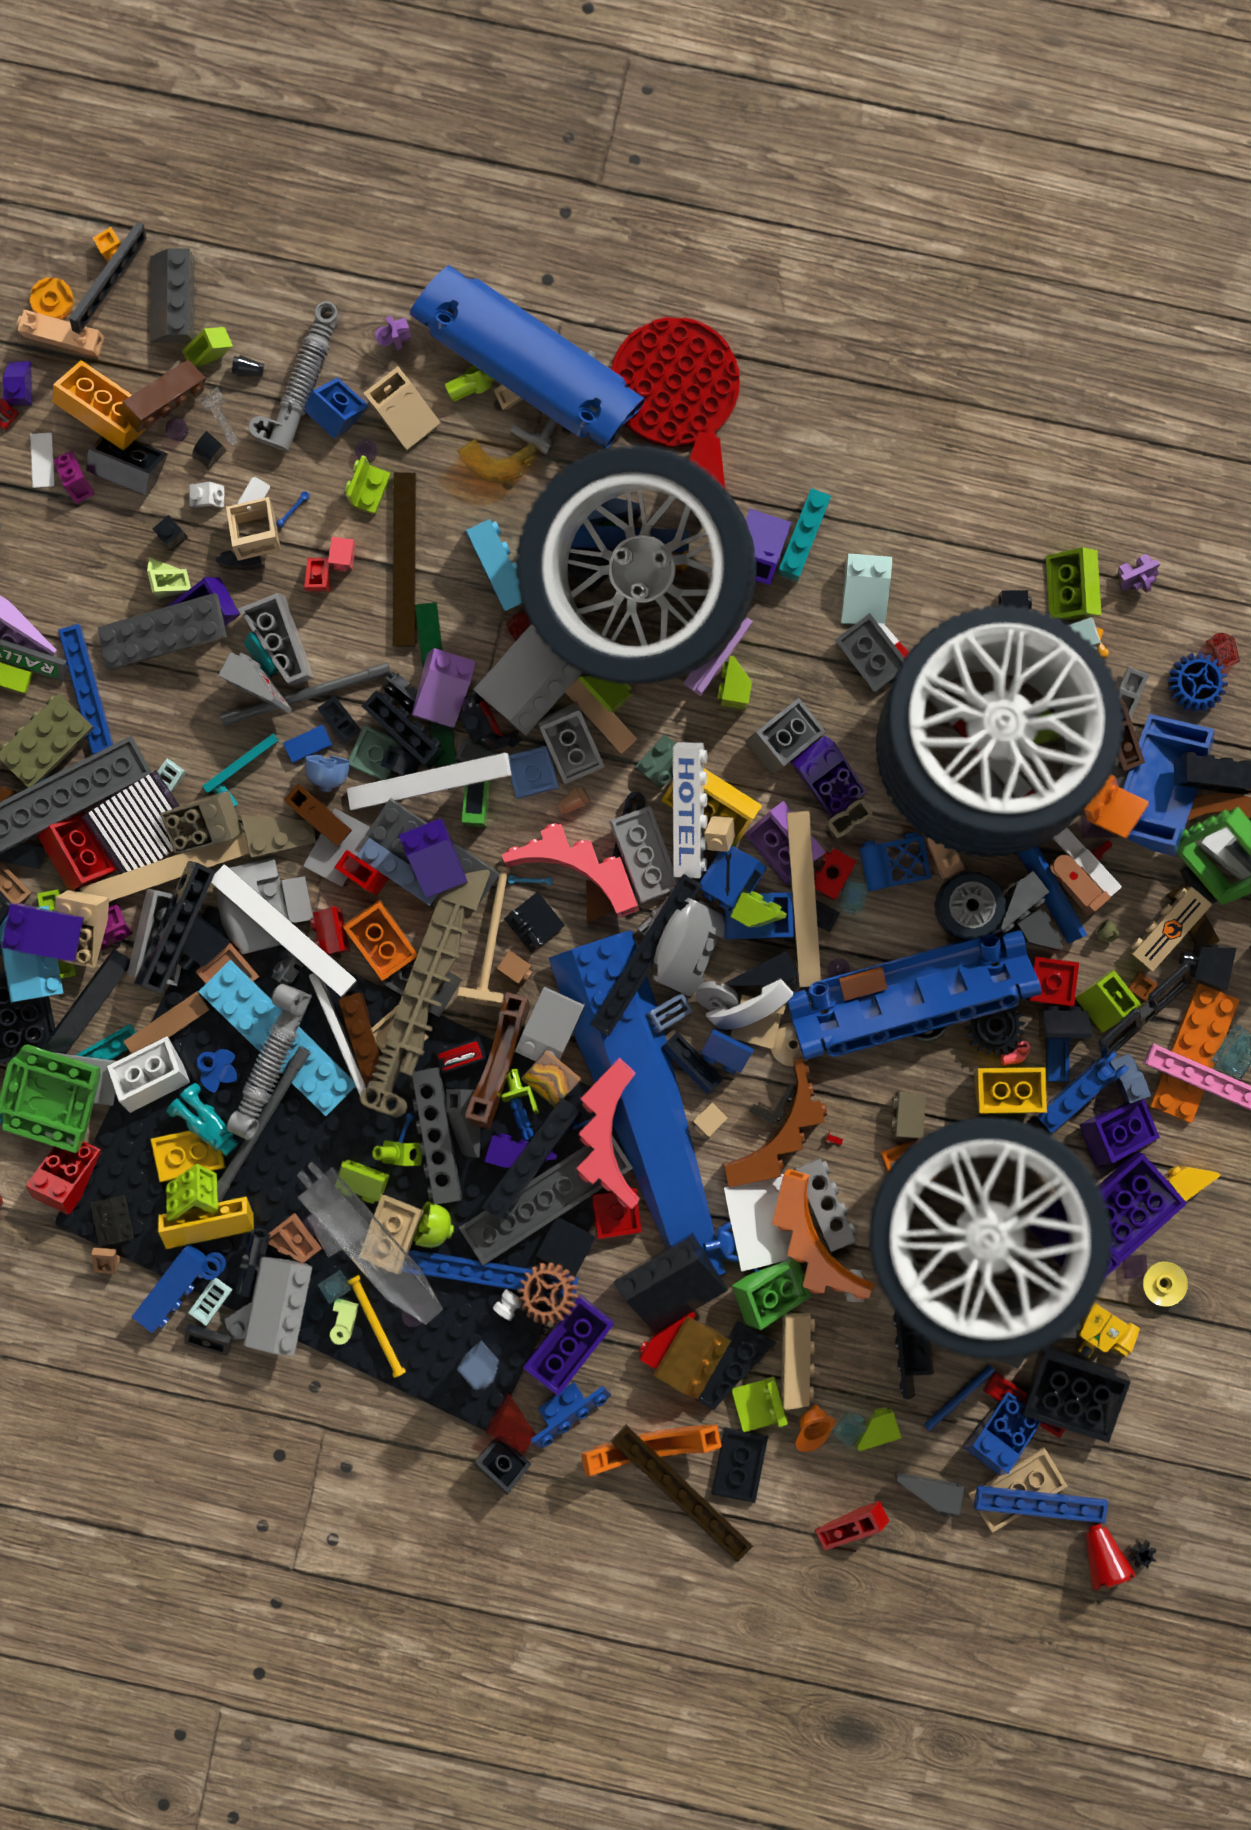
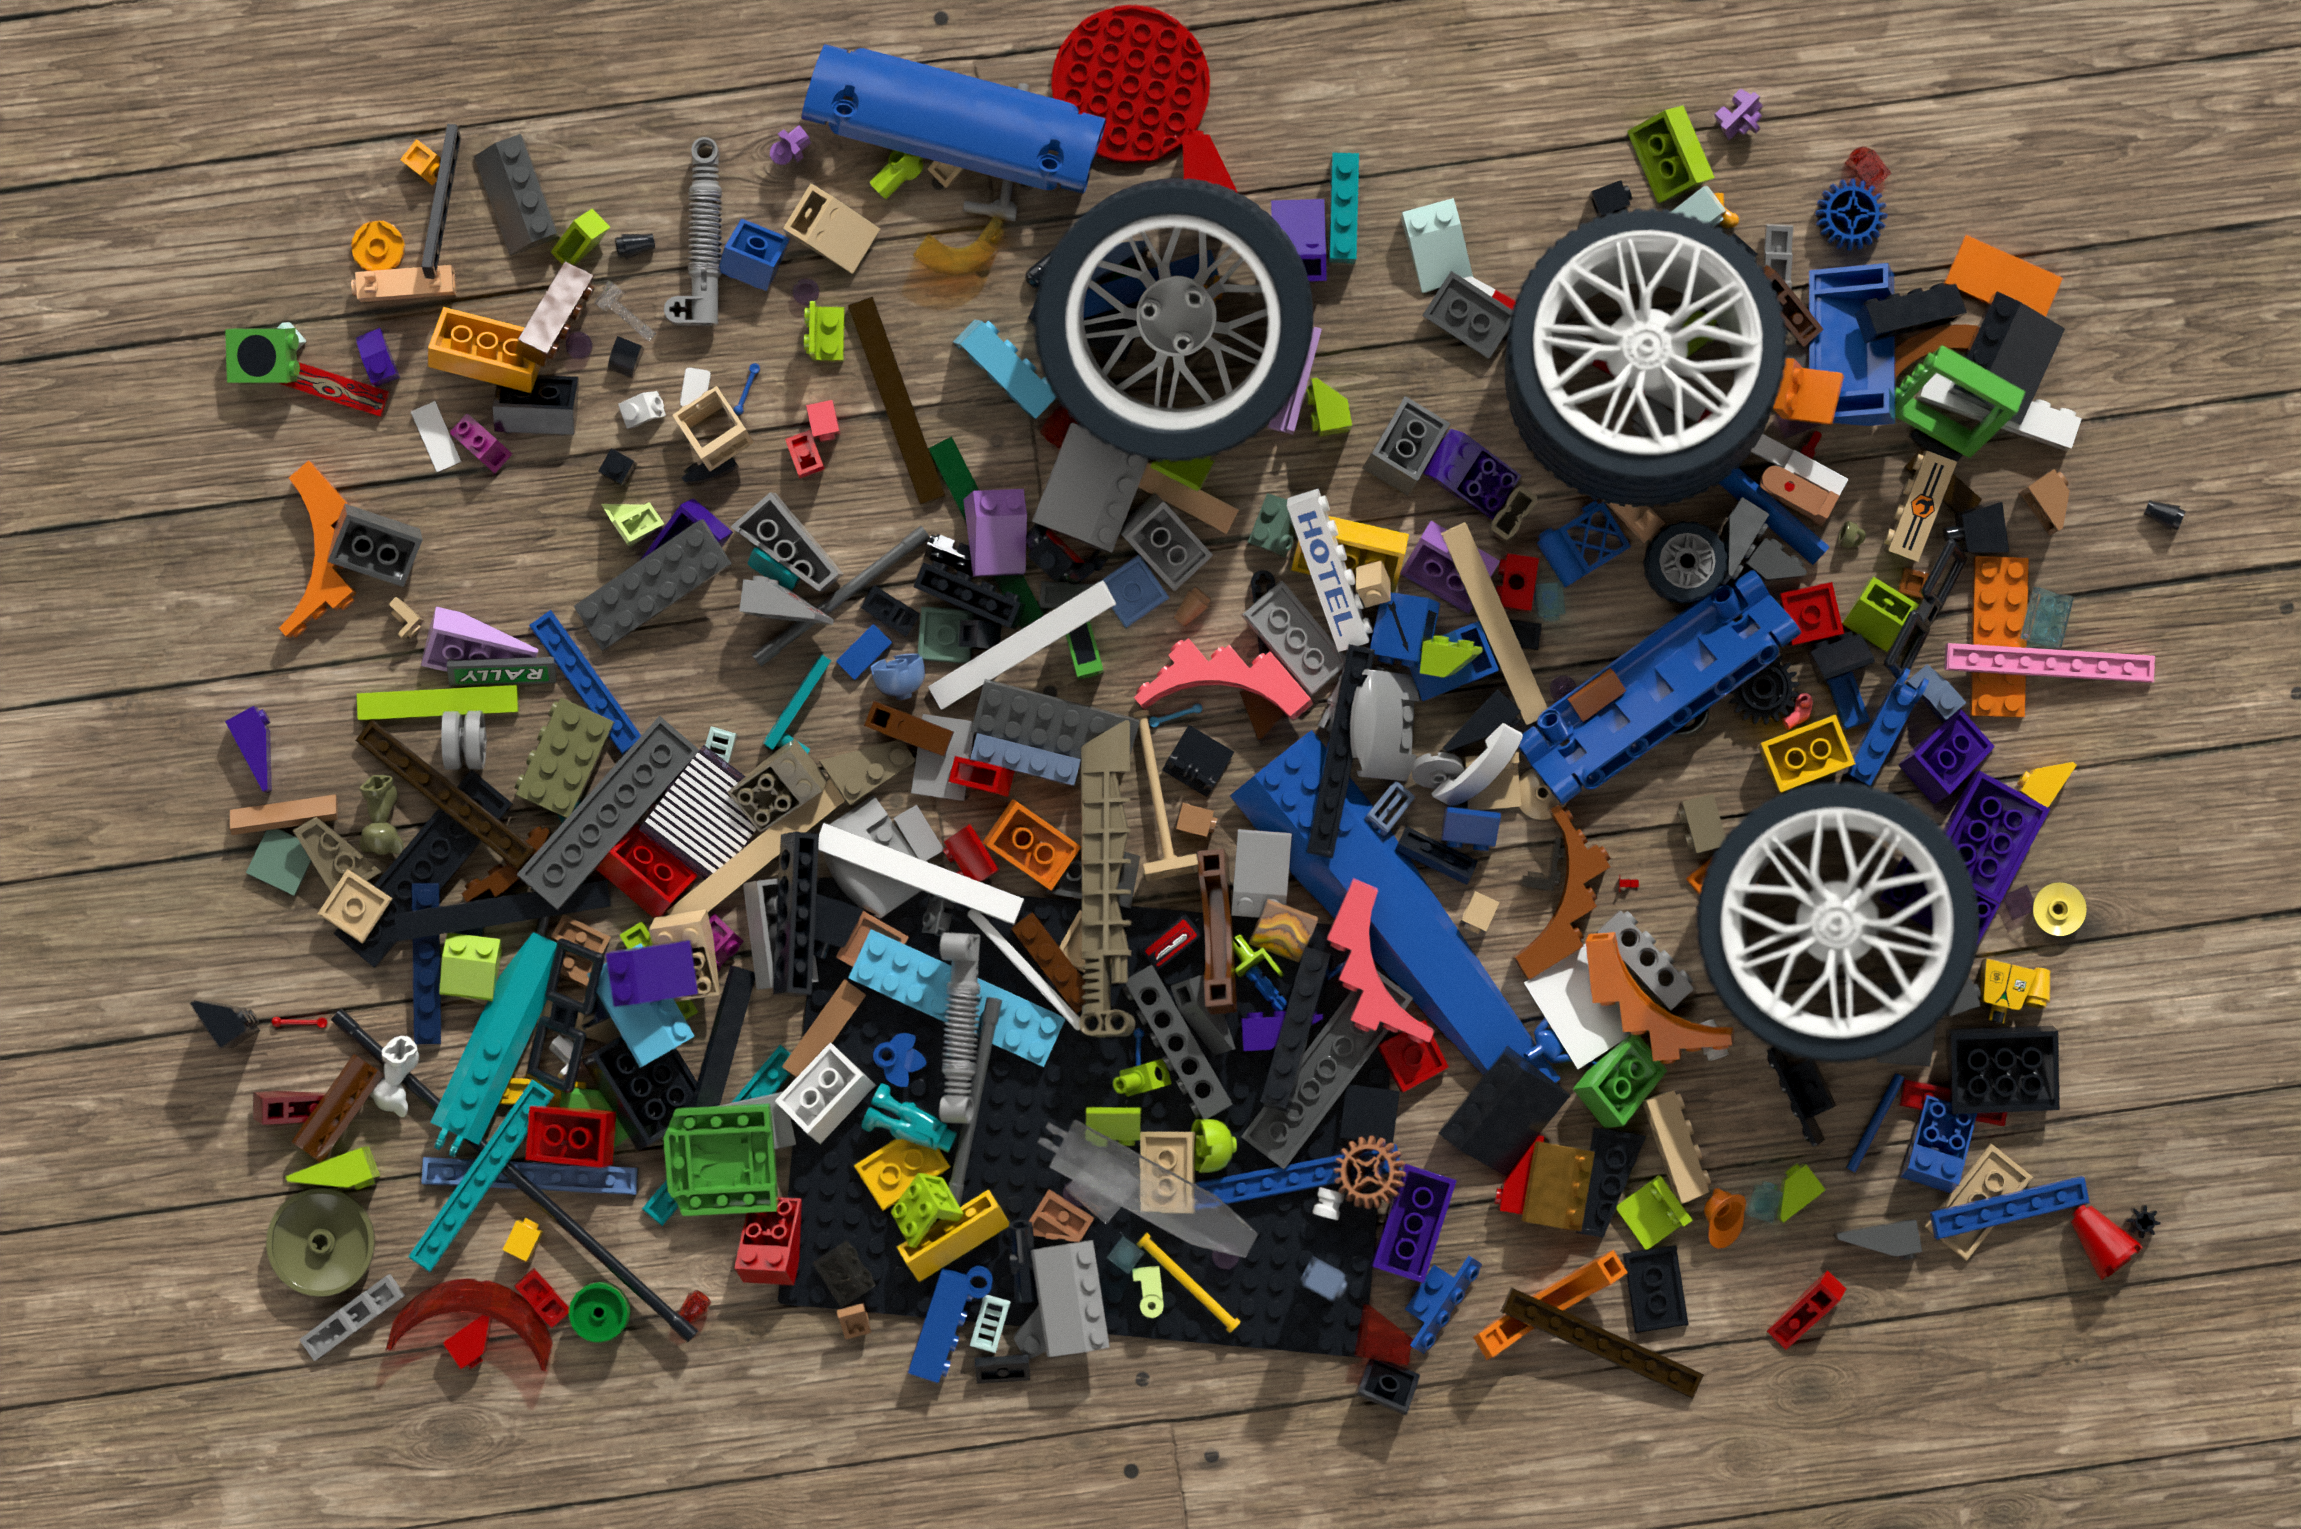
camera: 30 degrees left, 0 degrees up
(433, 857) = (1060, 729): dark purple slope -> none

